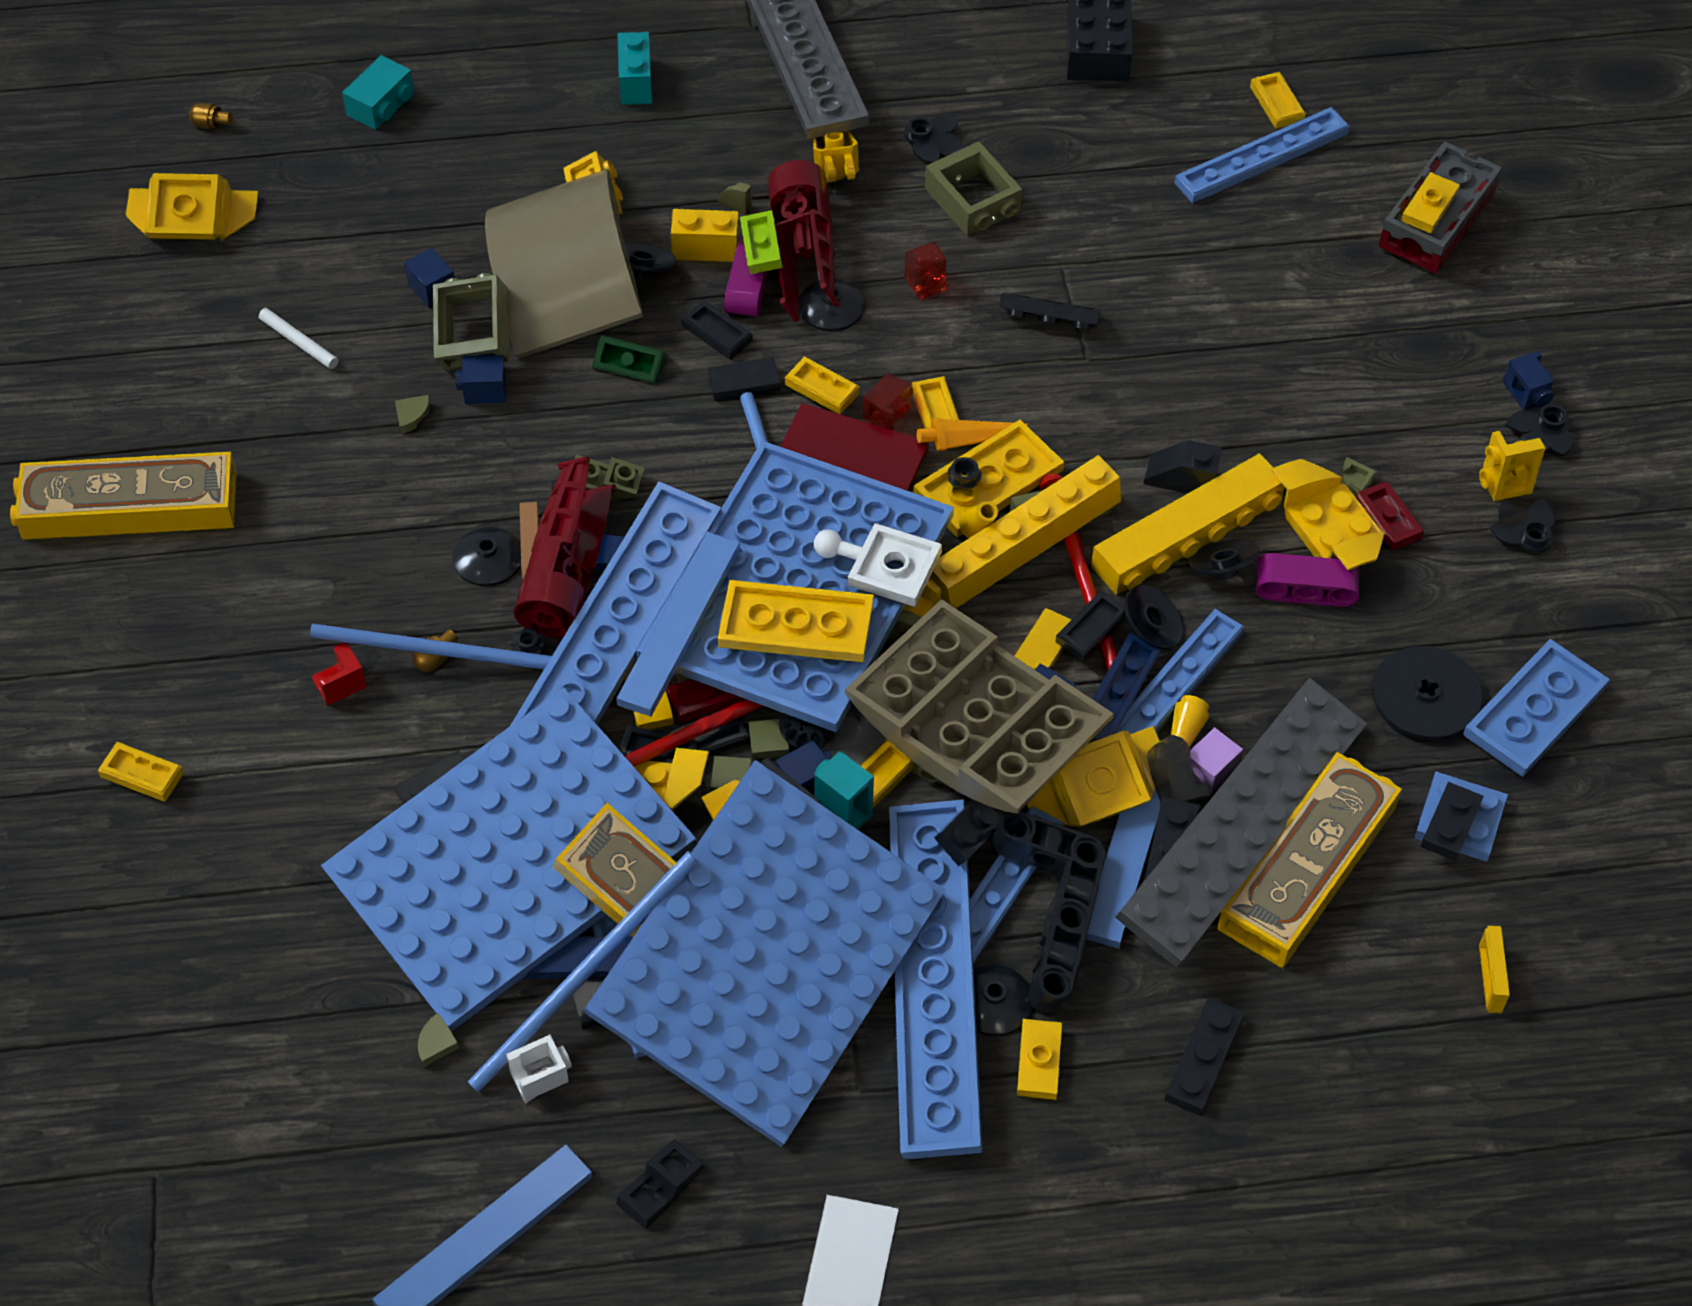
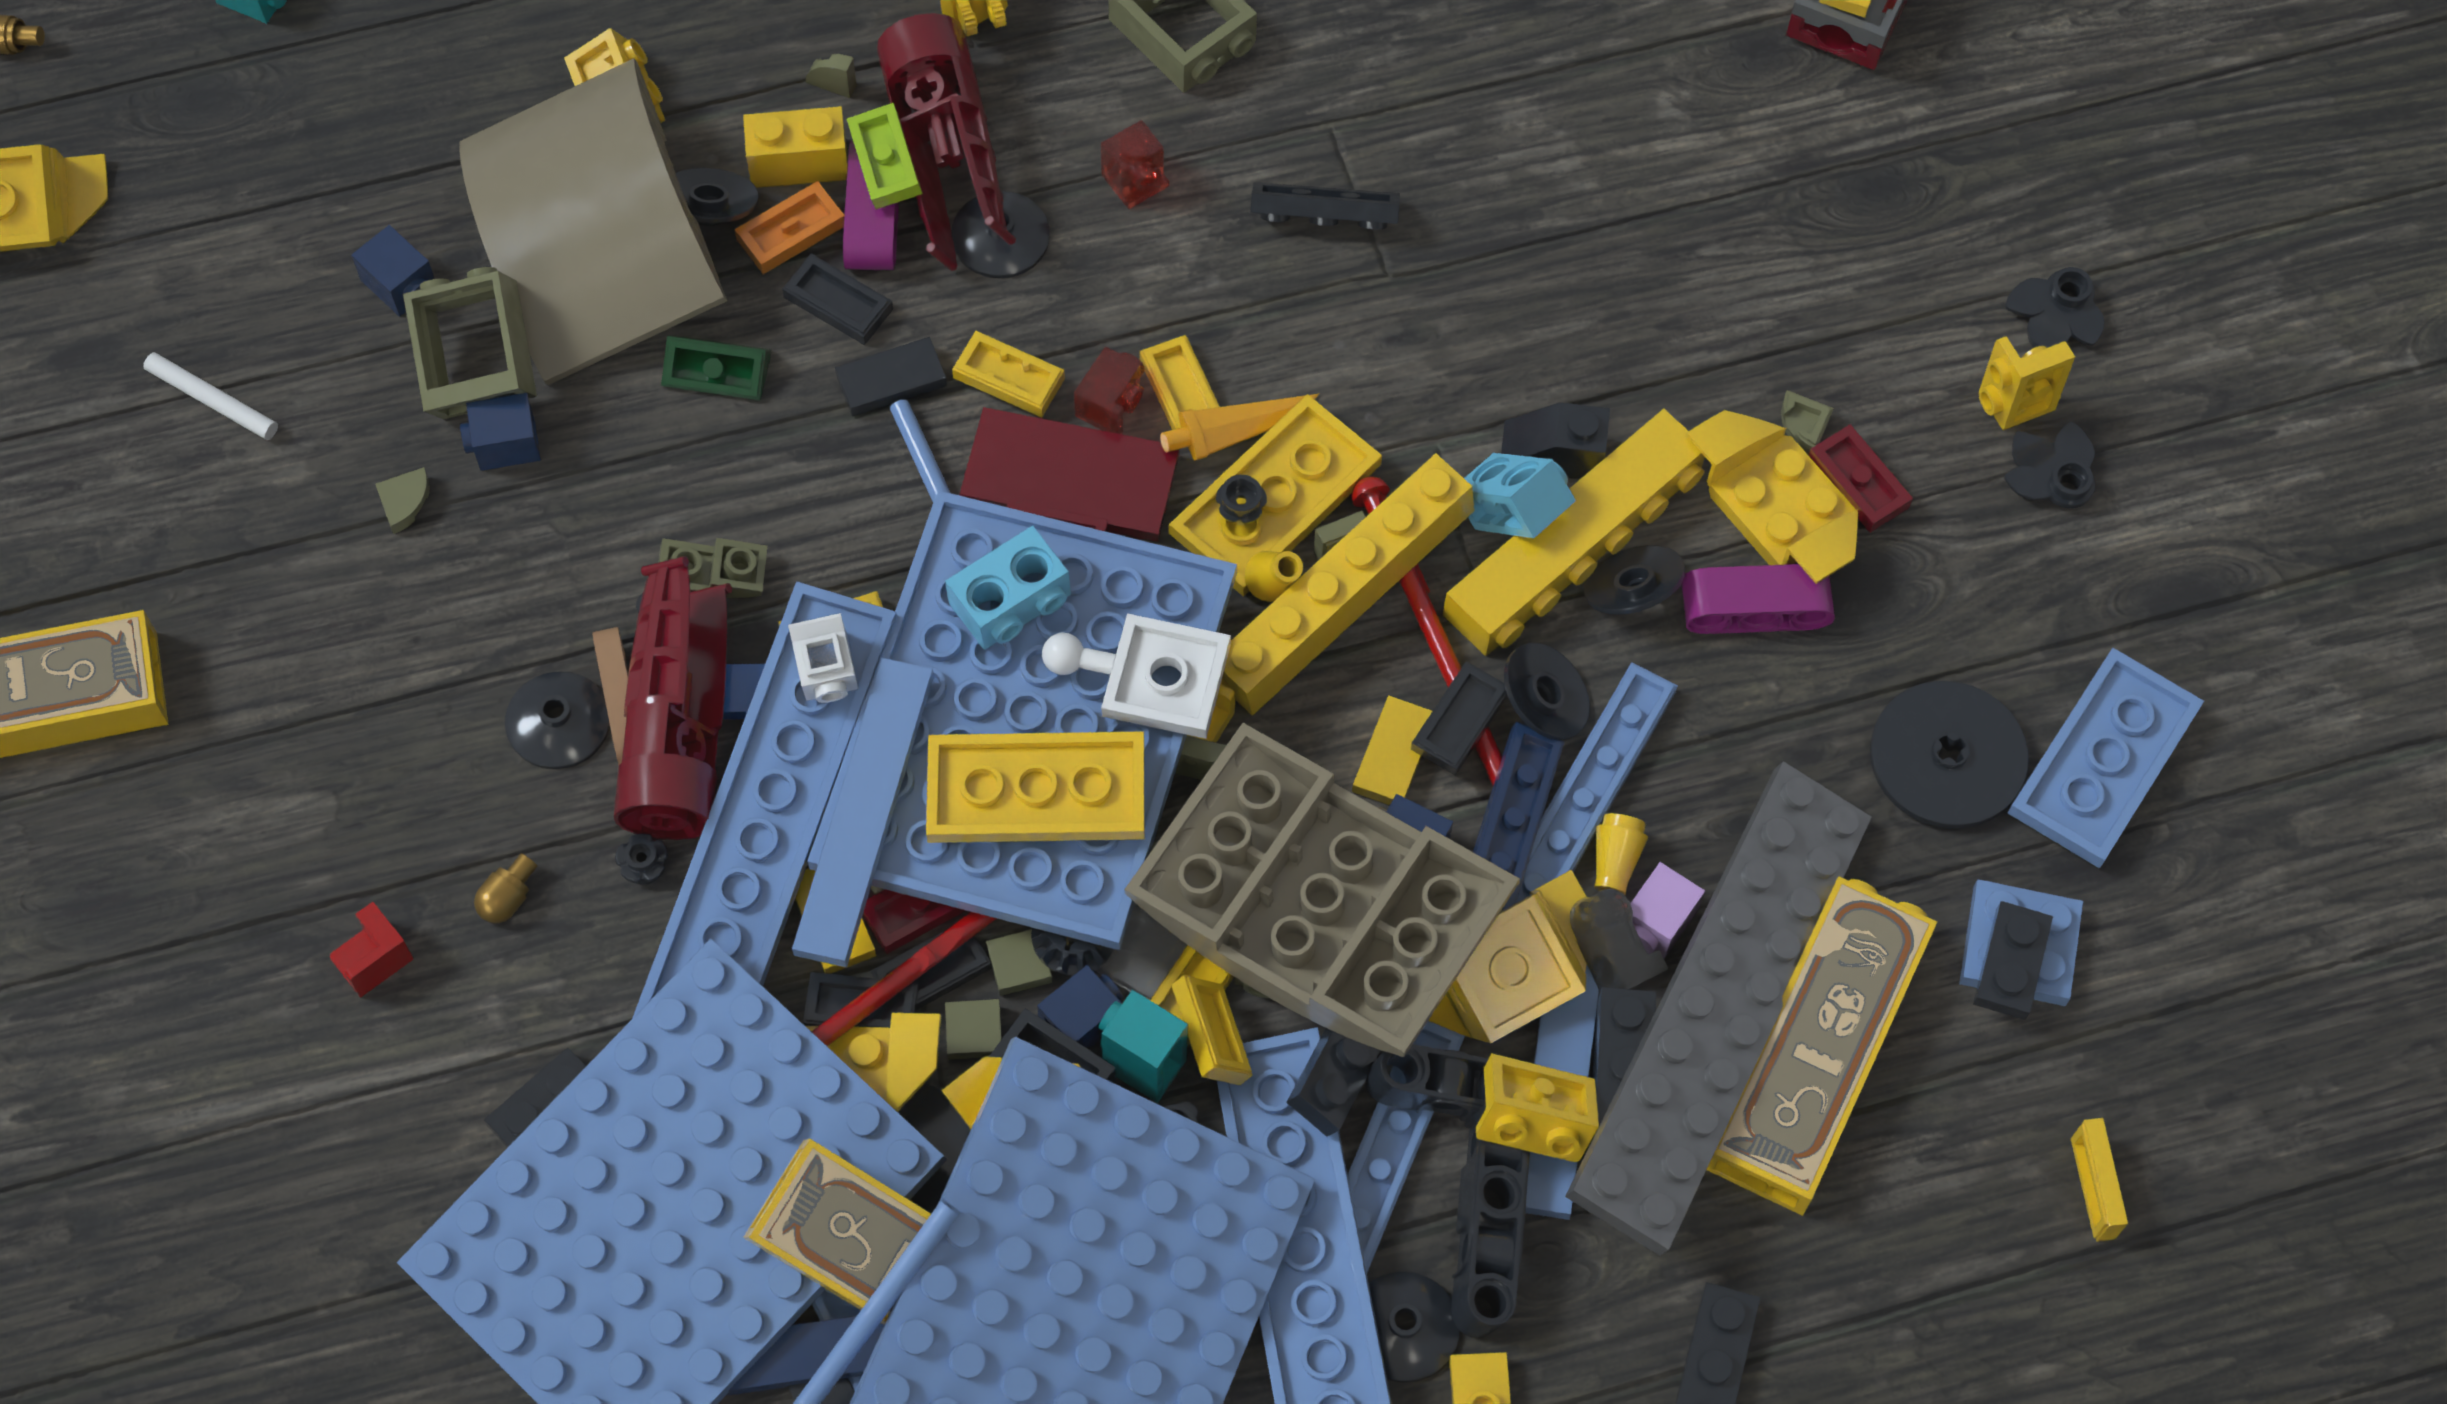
camera: 10 degrees left, 10 degrees up
(140, 771) = (101, 1149): yellow plate -> none
(429, 646) = (499, 890): medium blue piece -> none
(668, 525) = (823, 658): none -> white window
(692, 283) = (790, 227): none -> orange plate
(798, 499) = (999, 579): none -> medium azure brick
(891, 790) = (1212, 1030): none -> yellow tile
(1104, 865) = (1538, 1108): none -> yellow bracket
(1151, 492) = (1518, 494): none -> medium azure brick
(1529, 381) = (2031, 234): dark blue brick -> none

